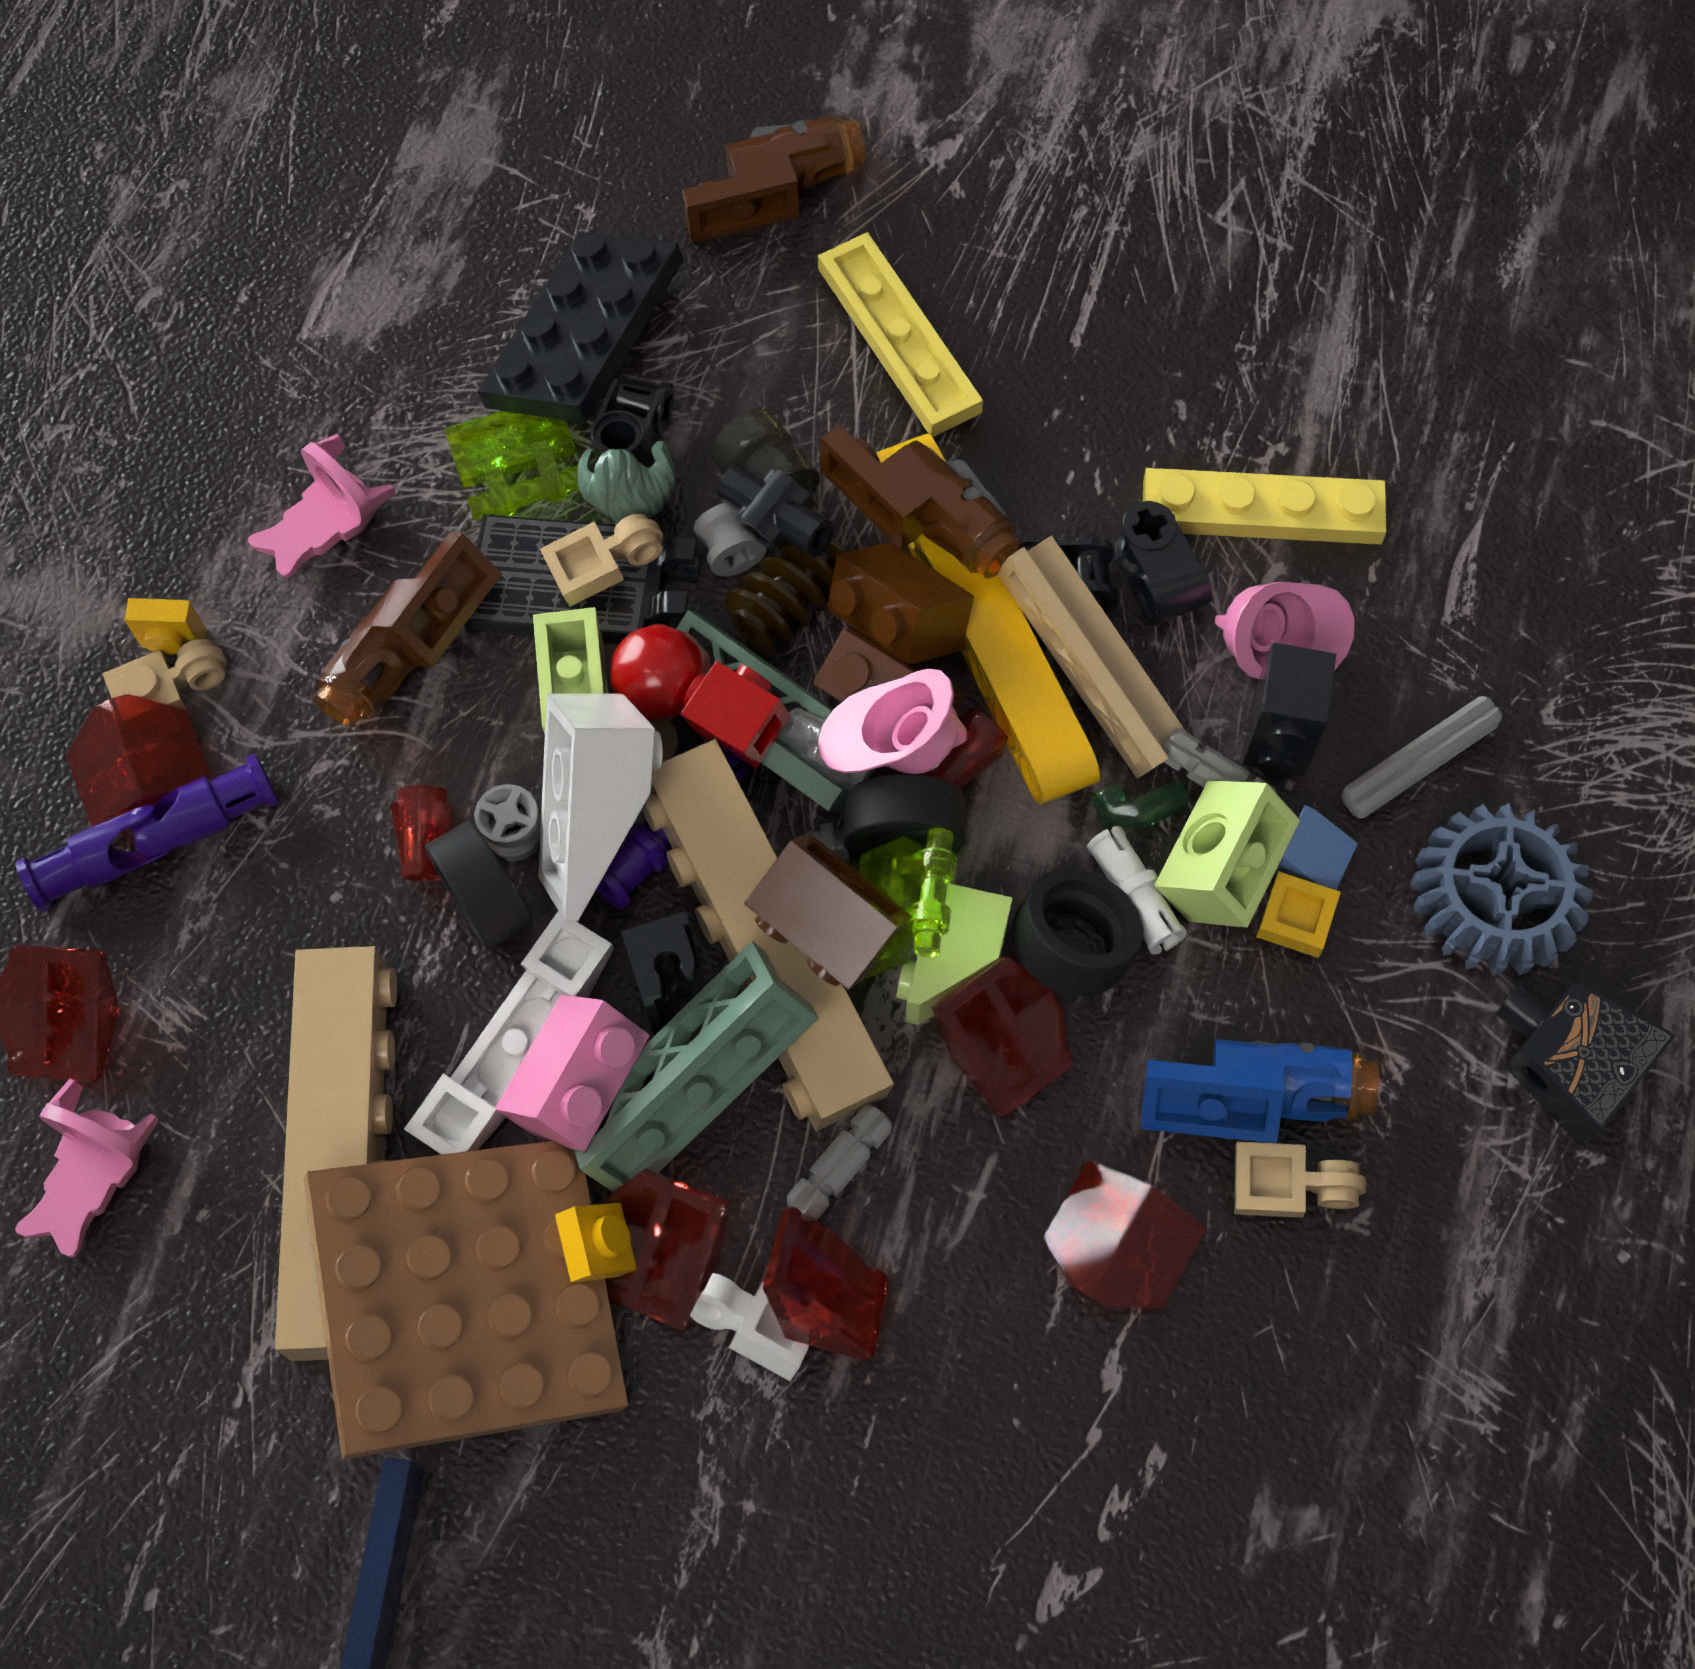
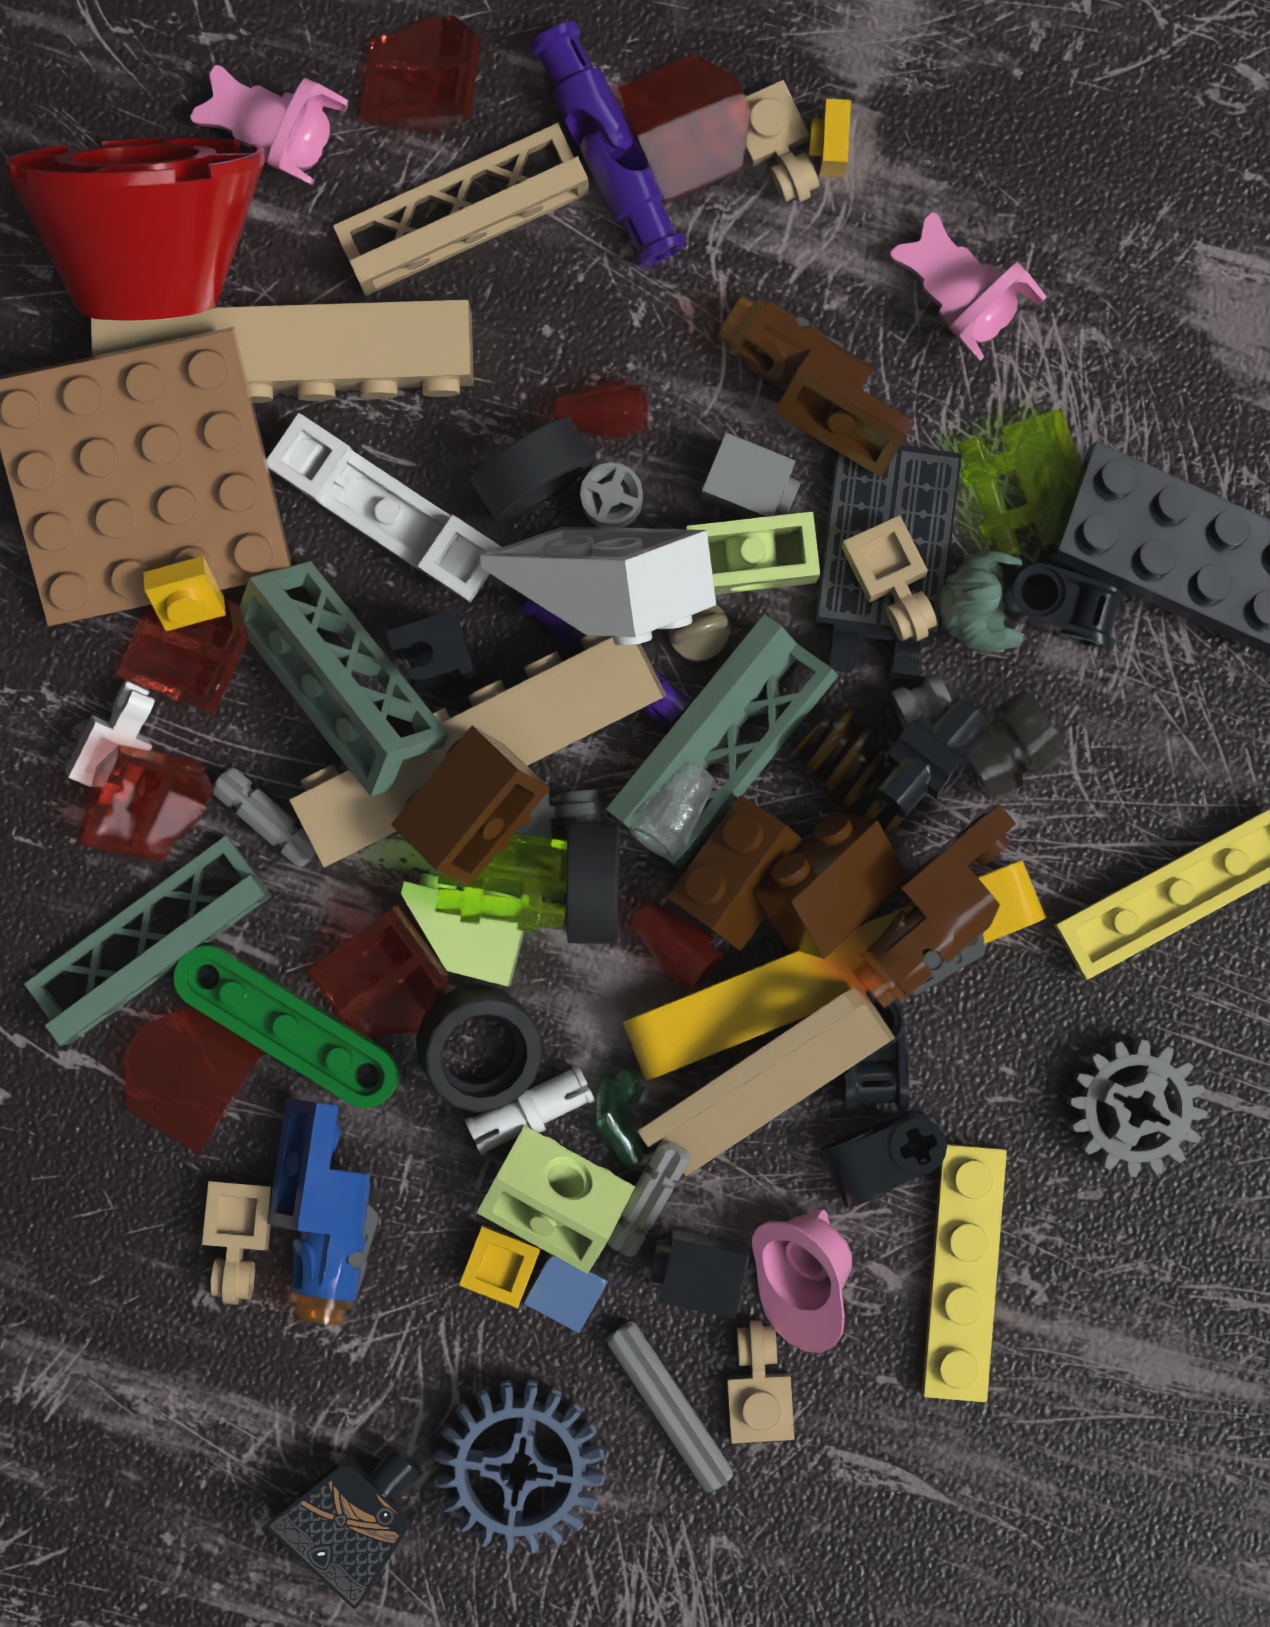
camera: 90 degrees right, 20 degrees up
(179, 1284) = (140, 220): none -> red cone
(216, 962) = (468, 222): none -> tan fence
(498, 694) = (750, 480): none -> light grey brick
(572, 1071) = (345, 567): bright pink brick -> none
(656, 669) = (753, 641): red hair -> none
(735, 711) = (695, 716): red brick -> none
(894, 725) = (665, 869): bright pink piece -> none
(999, 1271) = (160, 958): none -> sand green fence
(1062, 1134) = (286, 1026): none -> green plate
(1103, 359) = (1148, 1080): none -> light grey gear
(1406, 675) = (759, 1402): none -> tan plate

